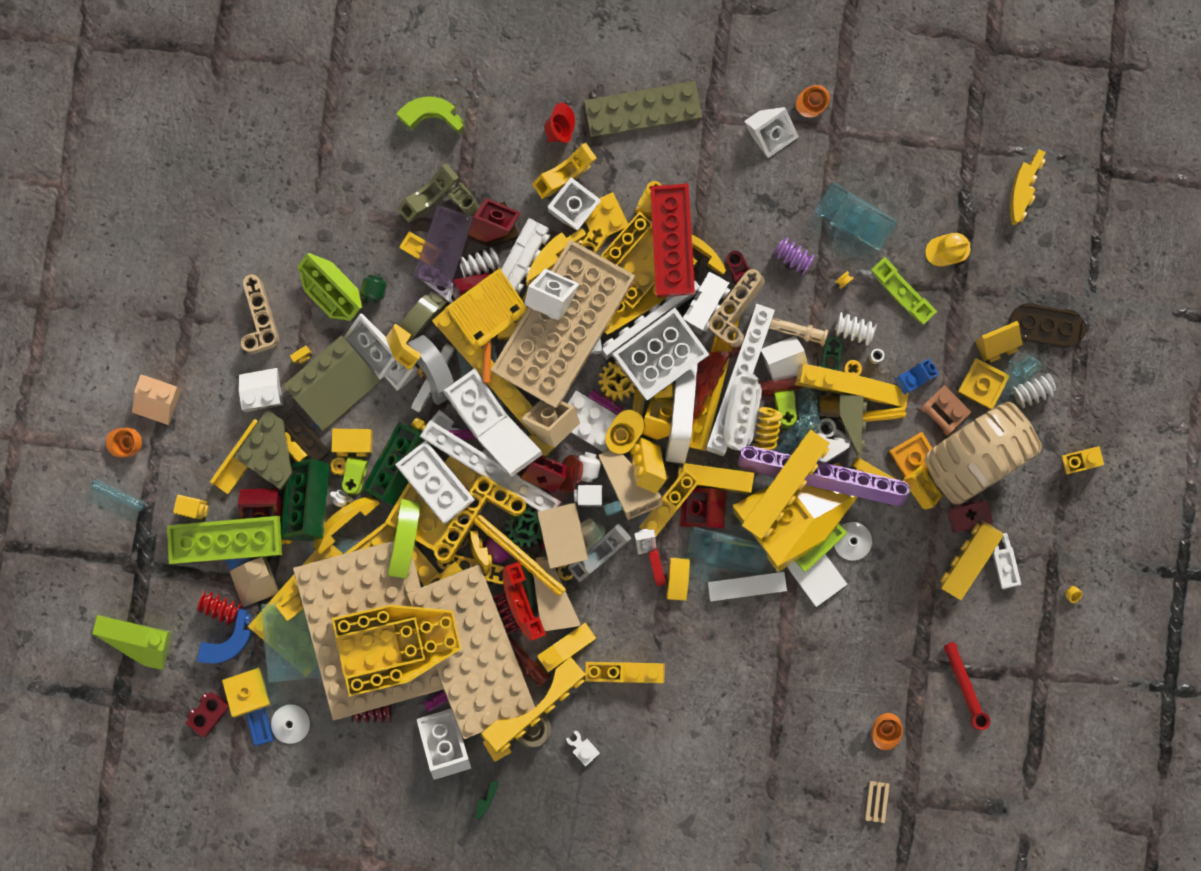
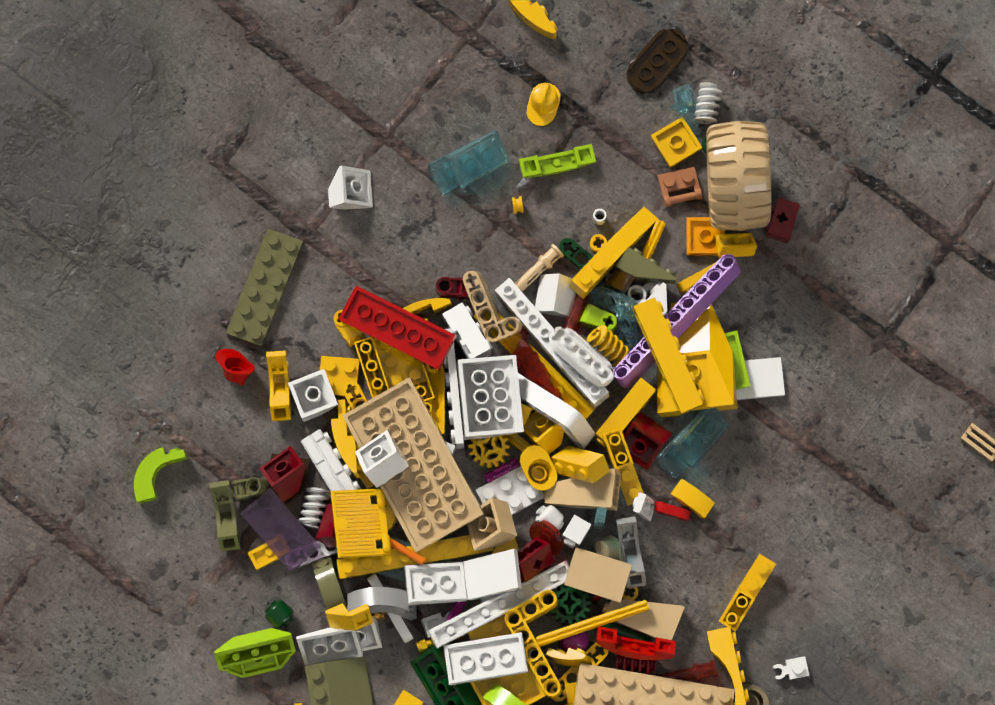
camera: 55 degrees left, 5 degrees down
(566, 647) = (696, 631): yellow slope -> none
(747, 586) = (733, 443): white tile -> none
(794, 255) = (471, 234): medium lavender piece -> none
(812, 101) = (347, 140): orange hat -> none
(855, 329) = (565, 220): white piece -> none
(861, 548) = (757, 329): white dish -> none
(887, 731) = (926, 398): orange hat -> none
(916, 376) = (636, 193): blue slope -> none
(966, 687) = (927, 309): red piece -> none
(971, 560) = (821, 240): yellow brick -> none
(999, 342) = (648, 108): yellow slope -> none
(1006, 565) = (839, 214): white hinge -> none
(1073, 594) = (898, 174): yellow hinge -> none
(1082, 460) = (790, 99): yellow slope -> none

